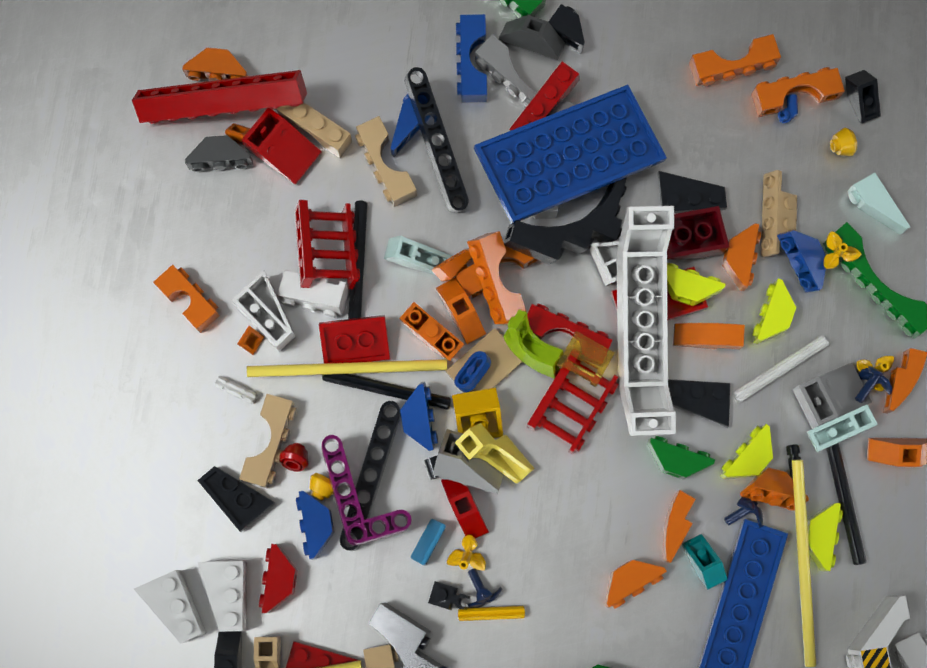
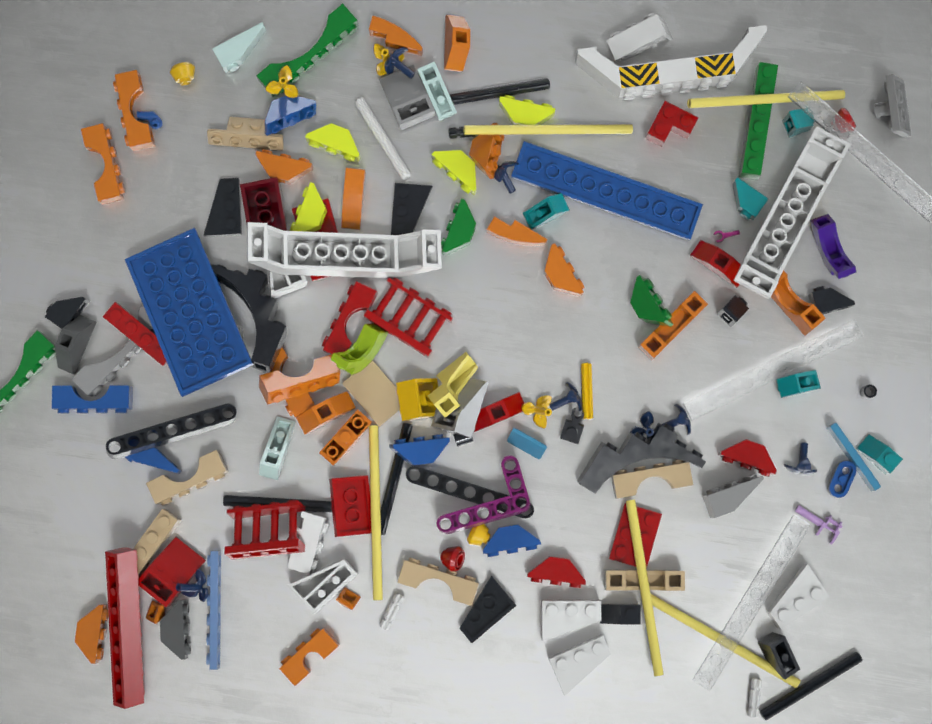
camera: 85 degrees left, 5 degrees up
(231, 194) = (214, 617): none -> medium blue plate
(263, 171) = (192, 590): none -> dark blue plant
(450, 267) = (286, 418): orange slope -> none
(472, 371) = (381, 402): blue plate -> none
(588, 352) = (367, 301): clear yellow plate -> none
(863, 95) = (139, 53): black slope -> none

